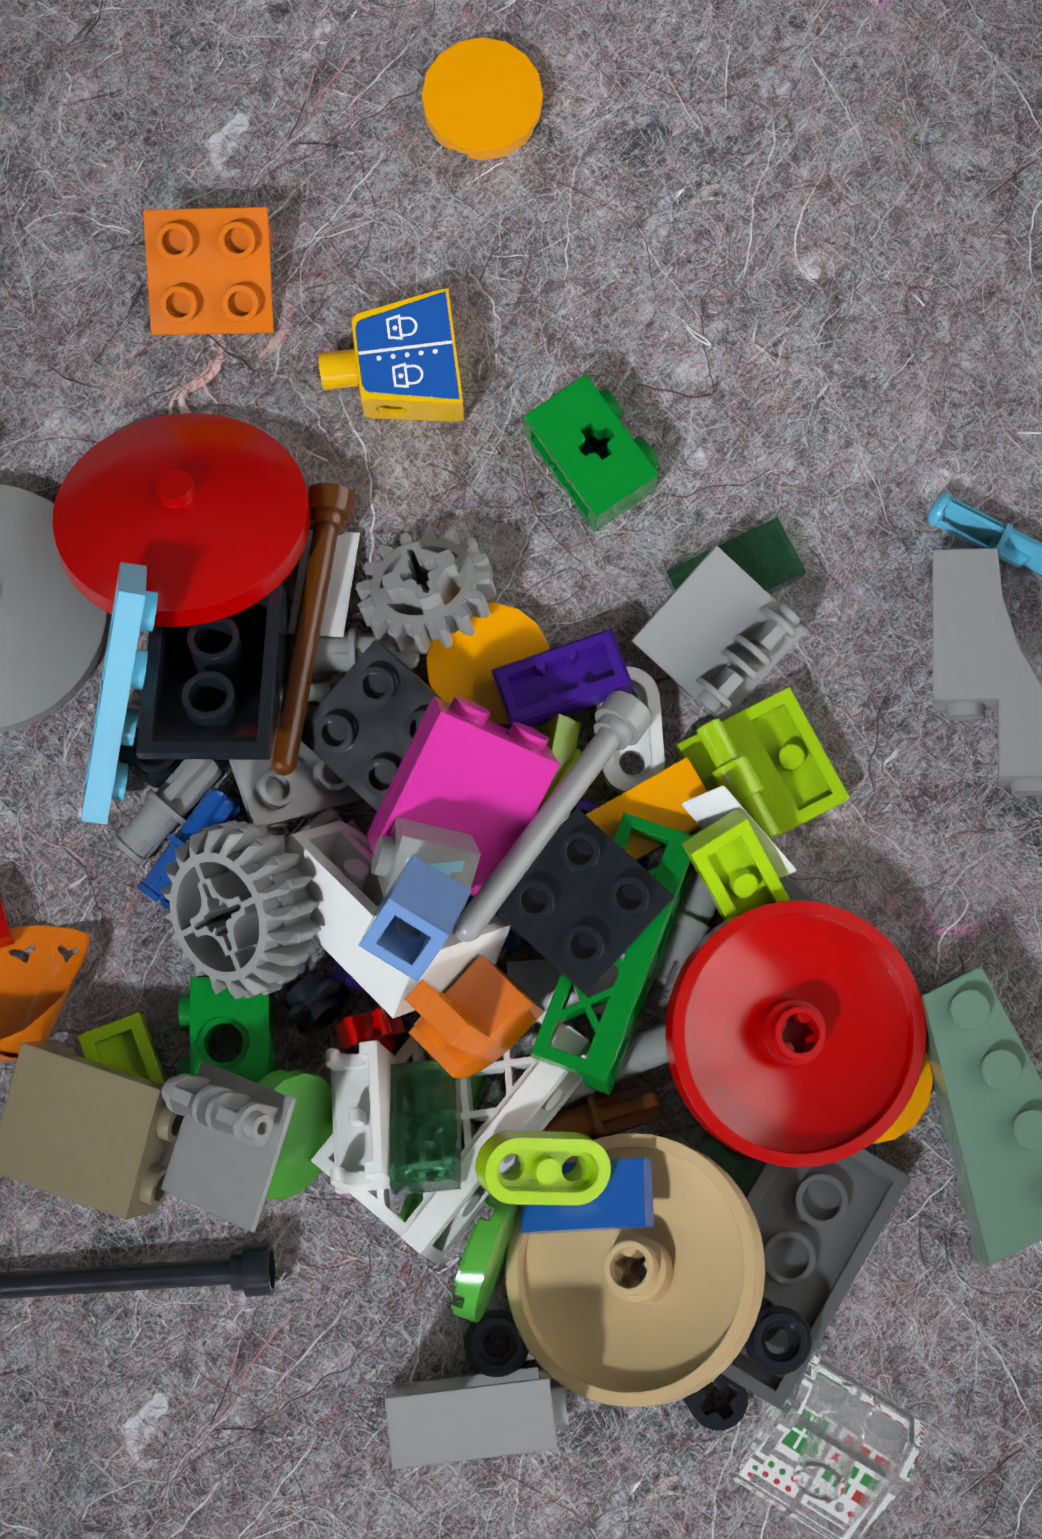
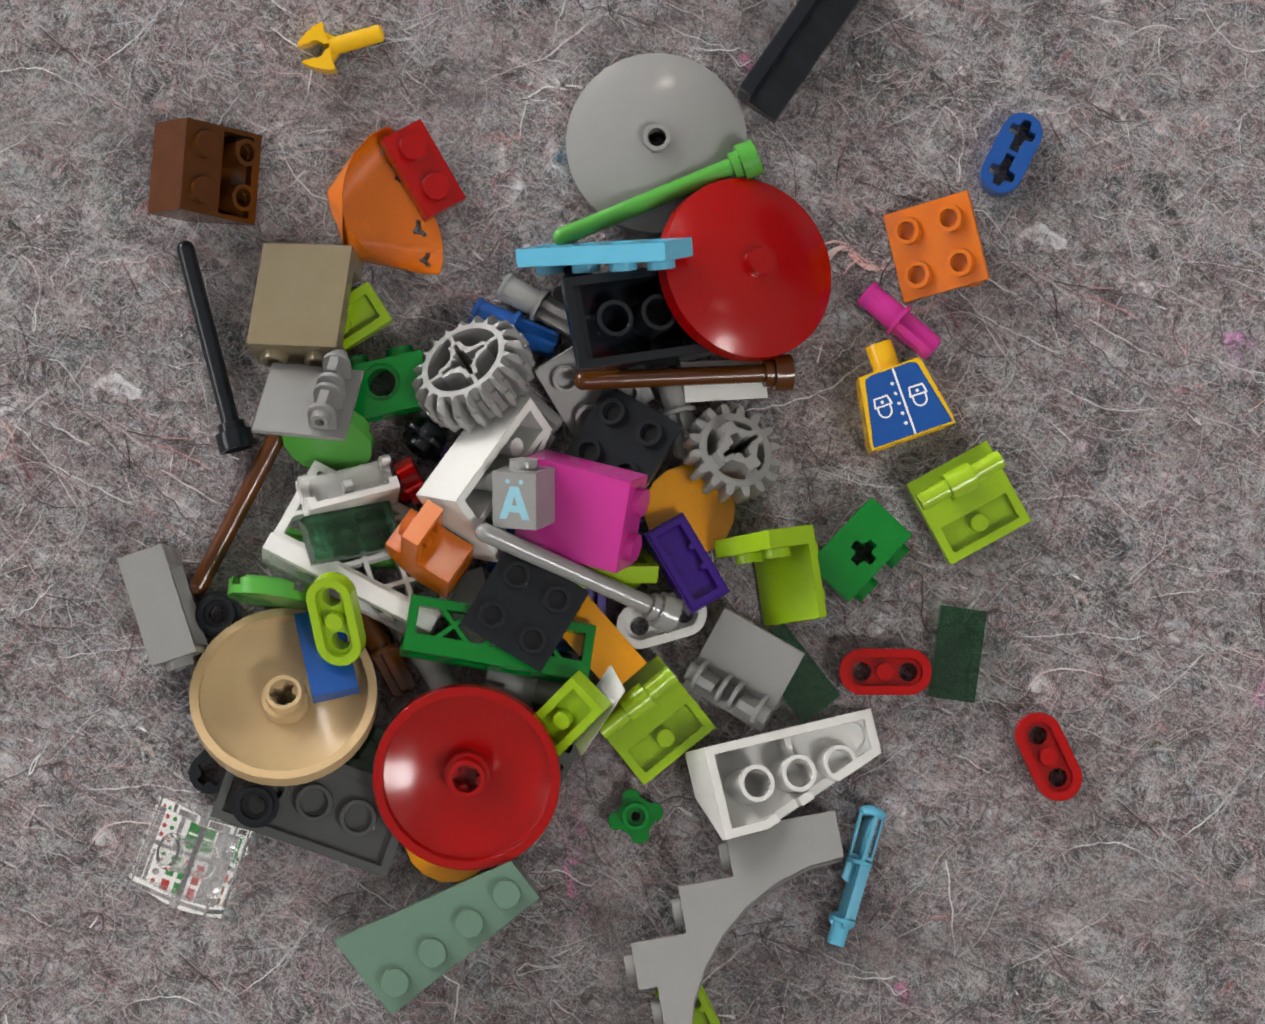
camera: 80 degrees right, 5 degrees up
(35, 492) = (739, 163): none -> bright green piece
(117, 146) = (1020, 159): none -> blue beam
(296, 339) = (899, 320): none -> dark pink axle
(361, 1288) = (236, 514): none -> reddish brown piece
(415, 918) = (478, 494): medium blue brick -> none
(482, 98) = (1114, 416): light orange tile -> none
(555, 301) = (968, 502): none -> lime plate
(602, 551) = (784, 569): none -> lime bracket
(751, 360) = (957, 653): none -> clear green tile
(757, 456) = (884, 671): none -> red plate
(868, 634) = (766, 776): none -> white wedge
(869, 821) = (632, 803): none -> green plate
(905, 270) = (1047, 755): none -> red plate

